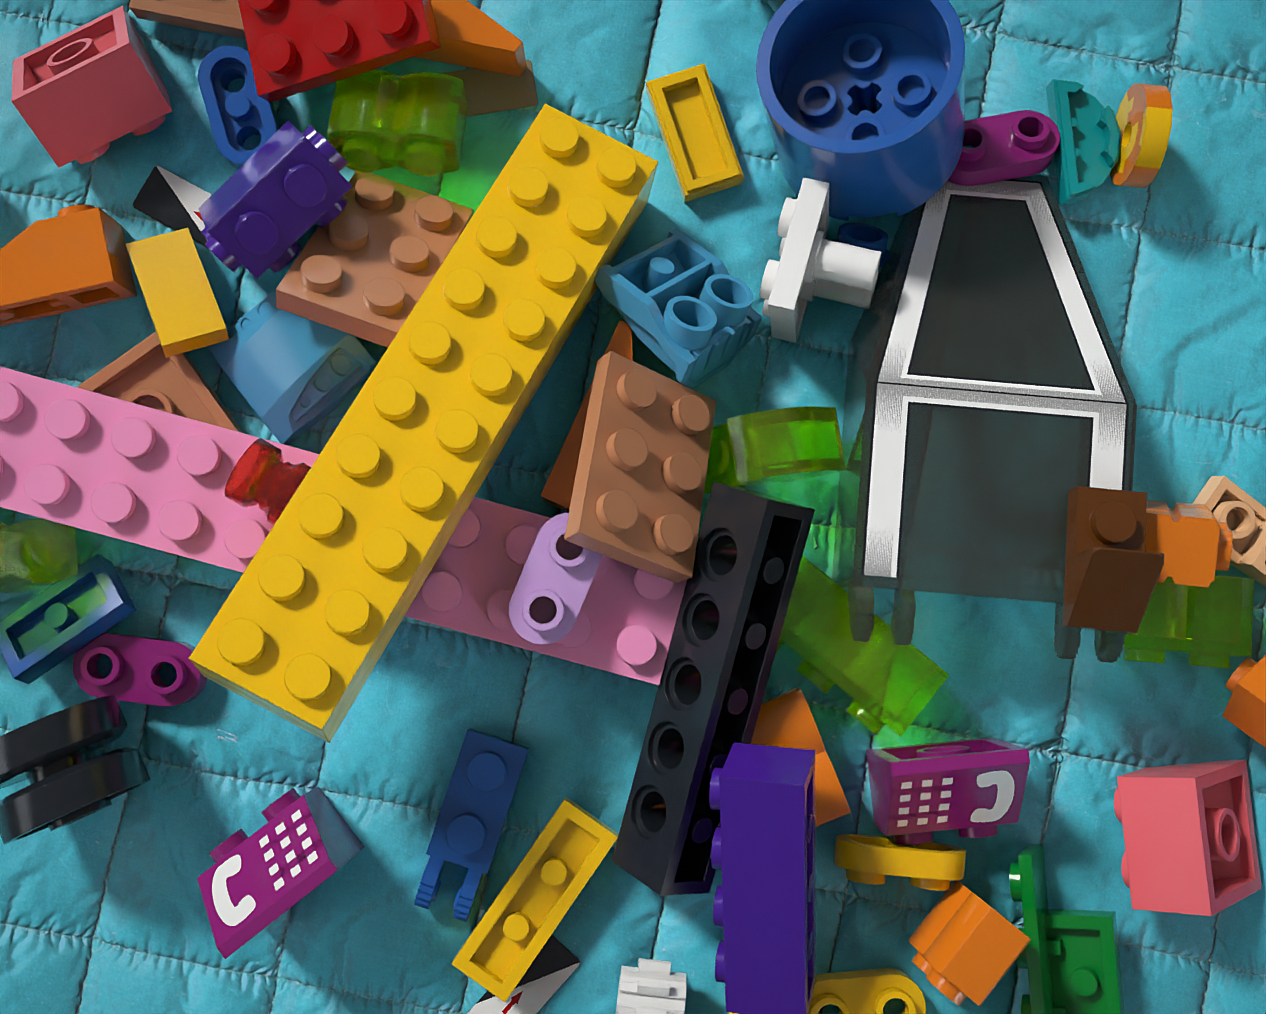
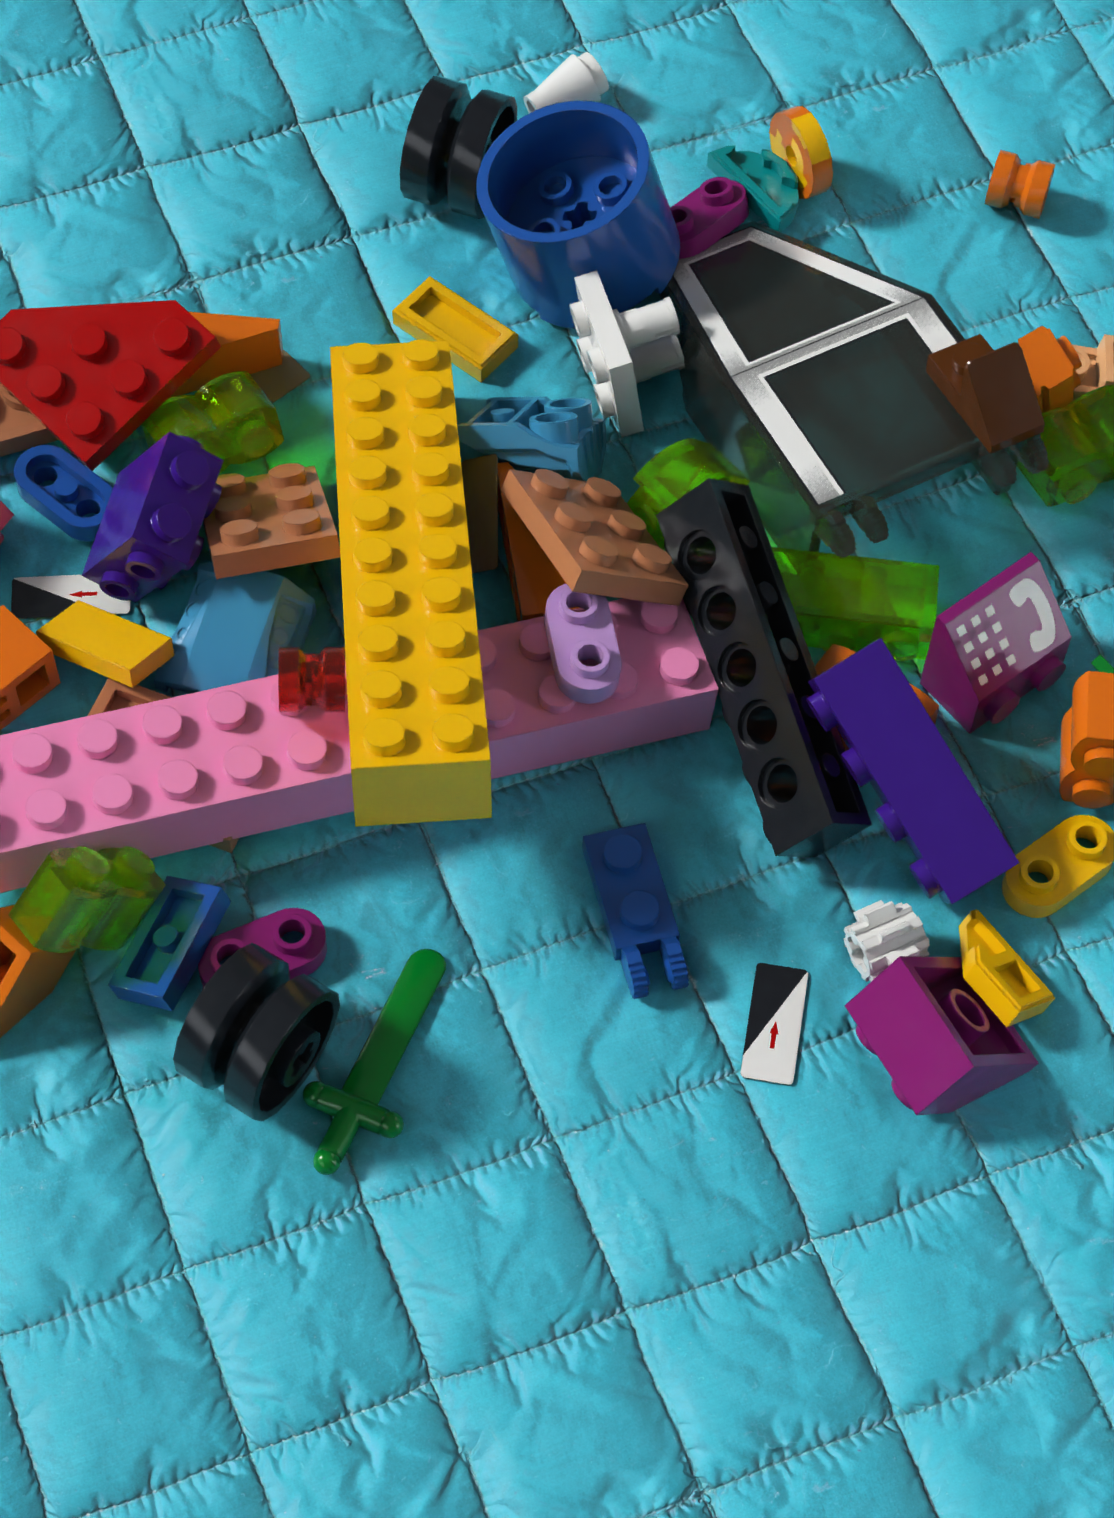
camera: 30 degrees left, 25 degrees down
(135, 850) = (359, 1098): none -> green sword
(273, 867) = (497, 1013): magenta slope -> none
(535, 899) = (733, 930): yellow plate -> none
(580, 355) = (481, 505): none -> dark tan sticker
(873, 857) = (993, 732): yellow plate -> none

